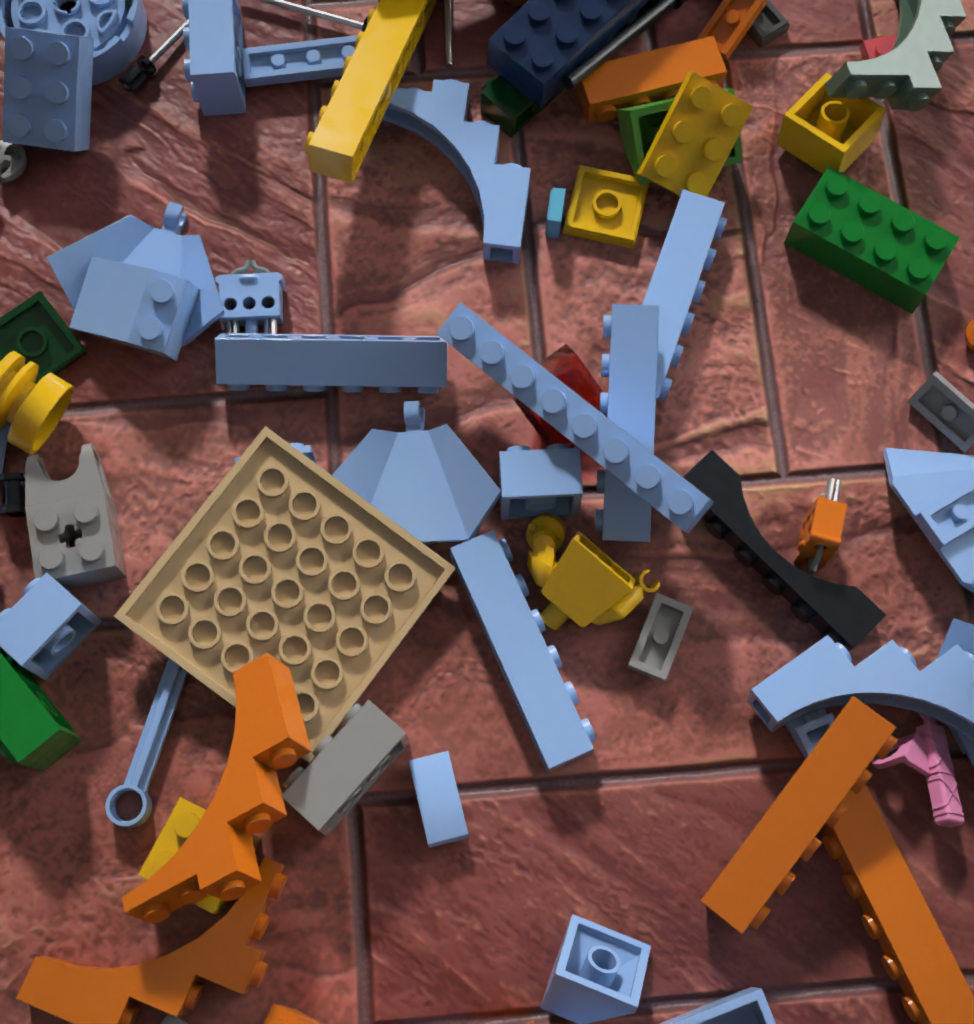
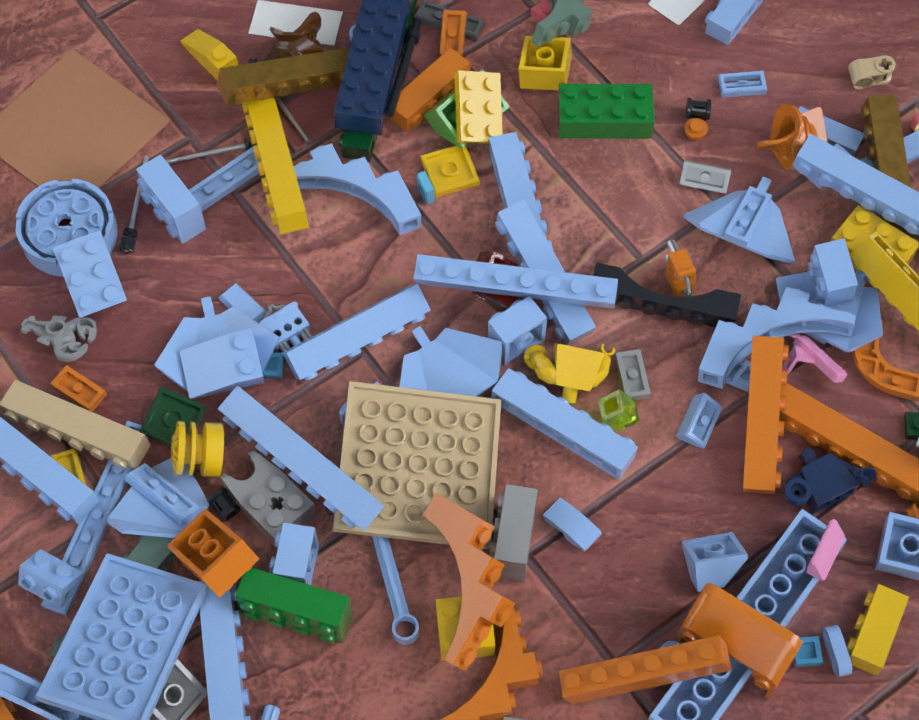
camera: 30 degrees left, 10 degrees down
(135, 499) = (301, 458): none -> light blue brick
(203, 346) = (275, 366): none -> dark azure tile
(222, 239) = (241, 300): none -> light blue tile
(603, 679) = (618, 410): none -> clear neon green brick
(711, 757) = (699, 420): none -> light blue slope
(825, 959) = (824, 481): none -> dark blue torso

